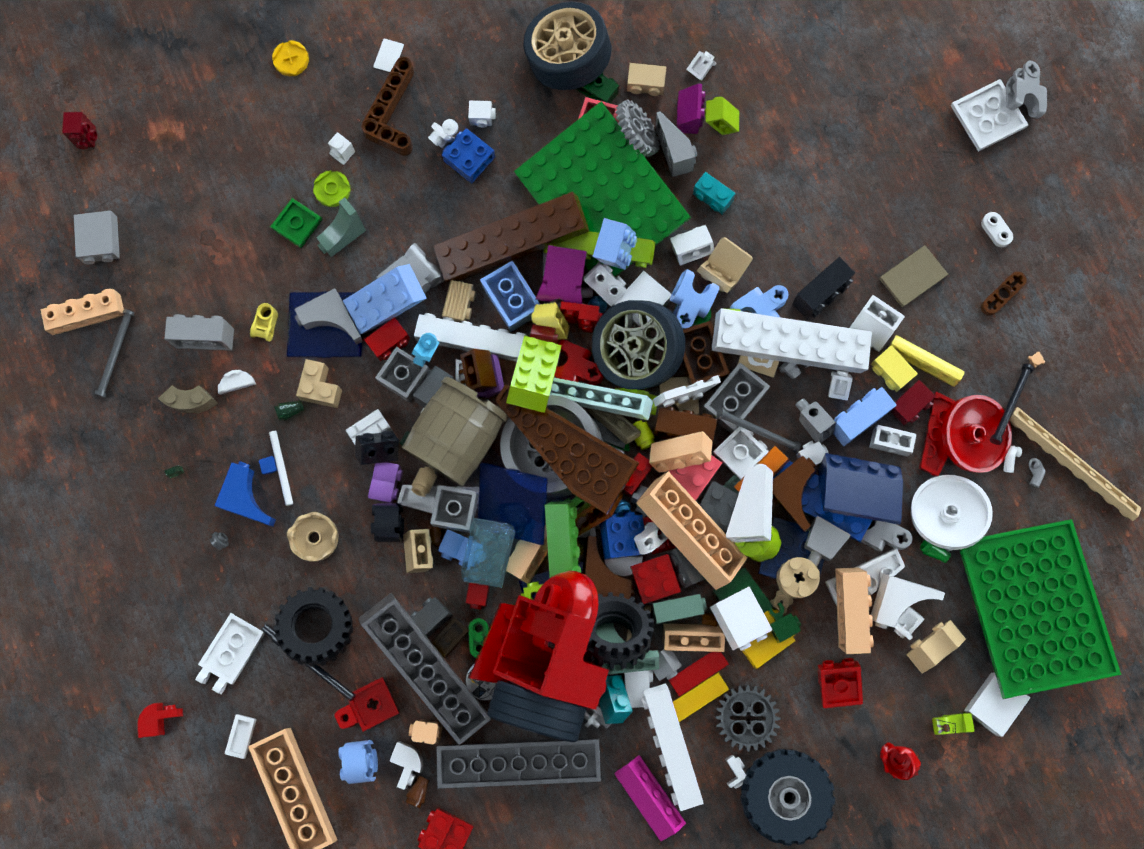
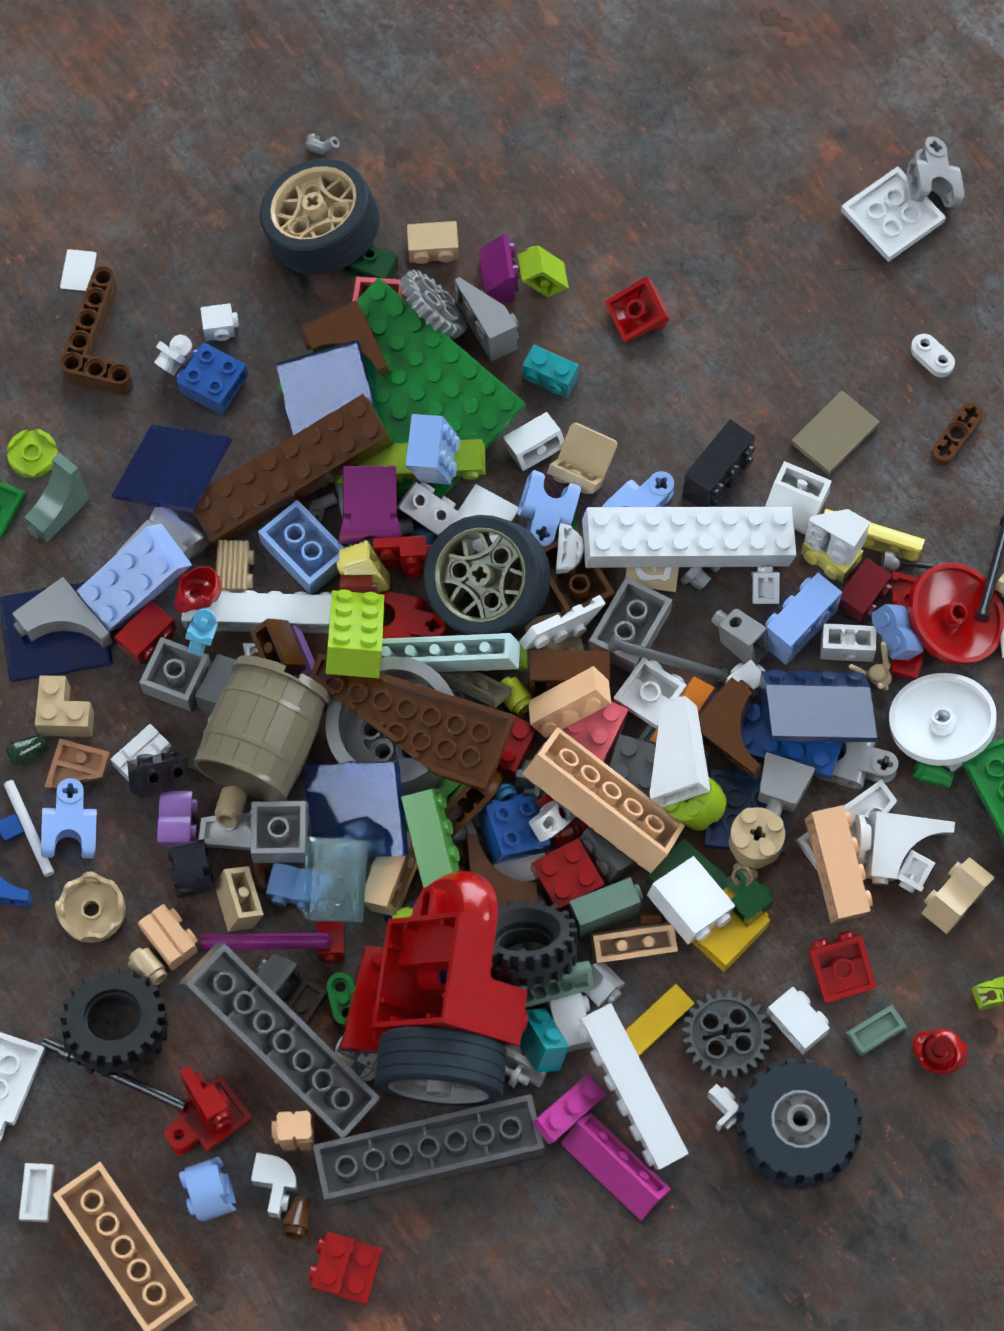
camera: 15 degrees left, 10 degrees down
(308, 468) = (69, 820): none -> light blue piece
(322, 428) = (78, 763): none -> nougat wing
(340, 148) = (36, 398): white brick -> none
(345, 587) = (147, 964): none -> tan brick
(364, 568) = (168, 936): none -> light nougat brick
(369, 705) = (210, 1103): none -> red plate
(427, 219) = (171, 468): none -> clear blue piece
(428, 316) = (197, 589): none -> red hair
(431, 586) = (267, 941): none -> magenta axle
(527, 266) = (319, 506): none -> light grey arm
(546, 176) = (322, 383): none -> clear blue piece
(569, 138) = (342, 327): none -> reddish brown arch
(624, 753) = (568, 1108): none -> dark pink plate
(698, 672) = (649, 989): red tile -> none
(701, 64) = (502, 212): white bracket -> none
(702, 335) = (569, 549): none -> white tile
(786, 157) = (638, 310): none -> red slope
(801, 718) = (798, 1020): none -> white brick
(856, 734) = (876, 1030): none -> sand green tile
(875, 589) = (863, 837): none -> white tile
(902, 361) = (837, 535): none -> white slope
(910, 468) = (879, 673): none -> tan plant
(930, 441) = (896, 631): none -> medium blue brick
(935, 382) = (891, 561): none -> light grey hinge

